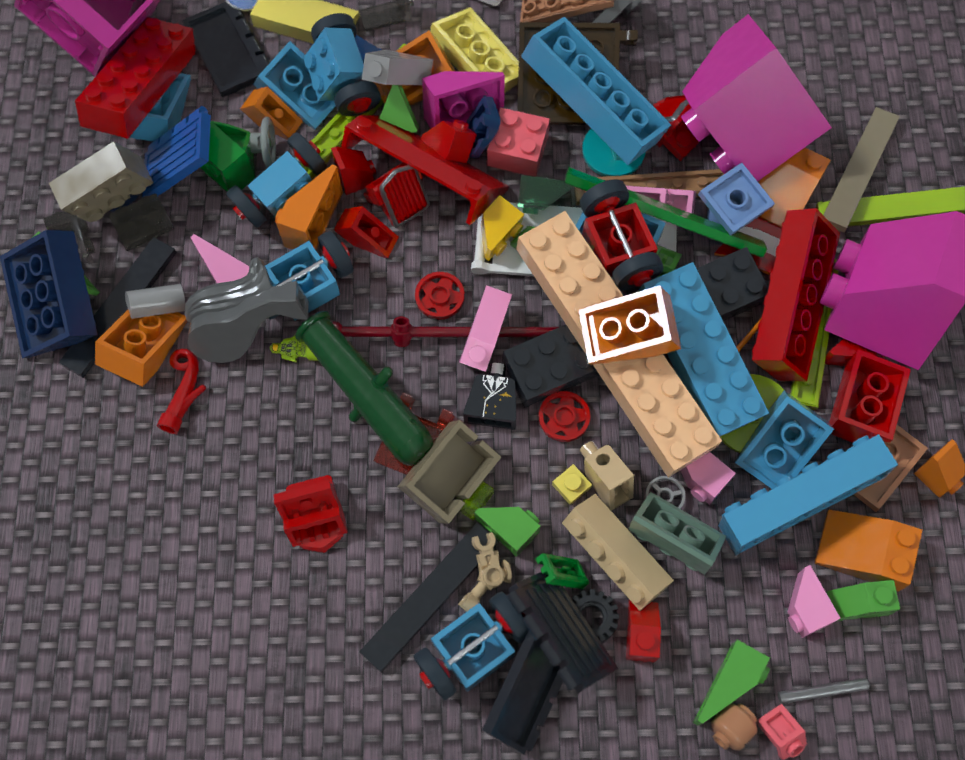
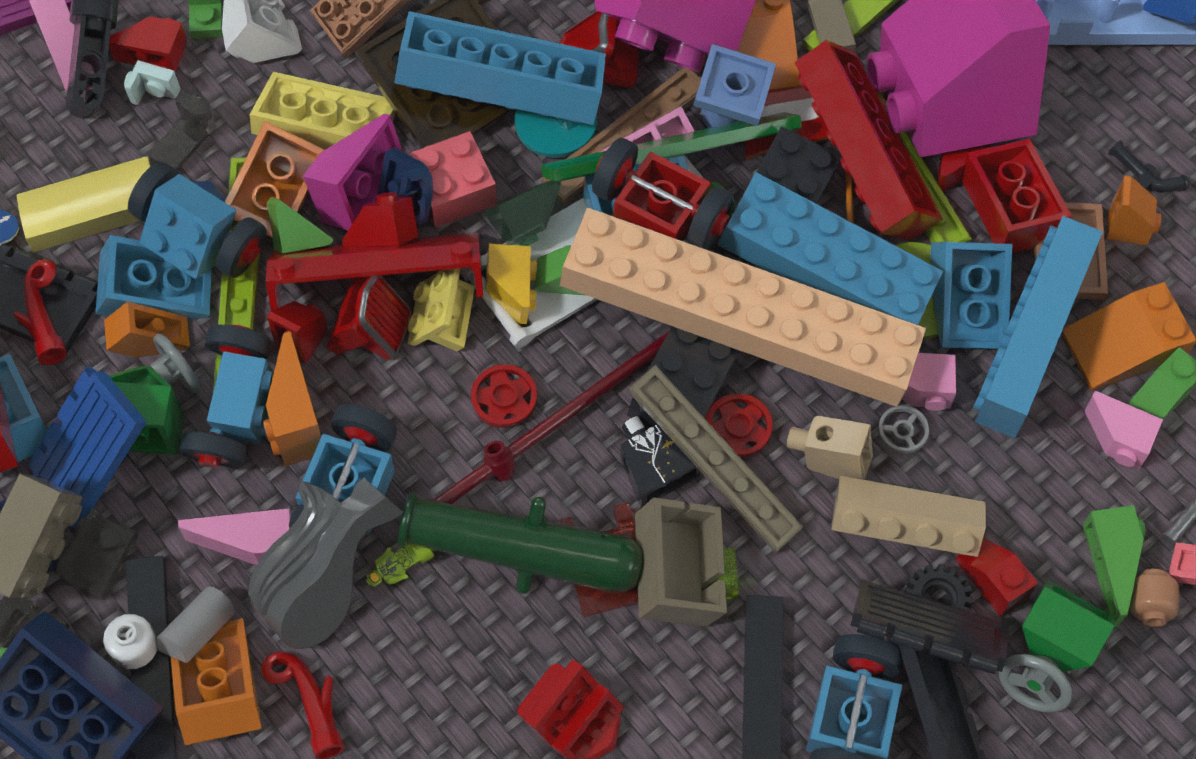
camera: 40 degrees left, 5 degrees down
(111, 283) = (130, 641): none -> white head
(212, 82) = (48, 344): none -> red plant
(366, 231) = (368, 383): red slope -> none
(395, 68) = (267, 183): light grey slope -> none
(444, 219) = (441, 310): none -> light yellow bracket
(485, 328) = (590, 394): bright pink slope -> none
(490, 571) = (804, 634): tan piece -> none
(510, 526) = (783, 572): bright green slope -> none
(524, 424) = (715, 458): none -> dark tan tile
(563, 575) = (877, 572): green tile -> none
(571, 484) = (804, 487): light yellow plate -> none
(630, 327) = (754, 277): orange slope -> none
(646, 701) = (1061, 637): none -> green piece
(677, 533) = (951, 455): sand green slope -> none

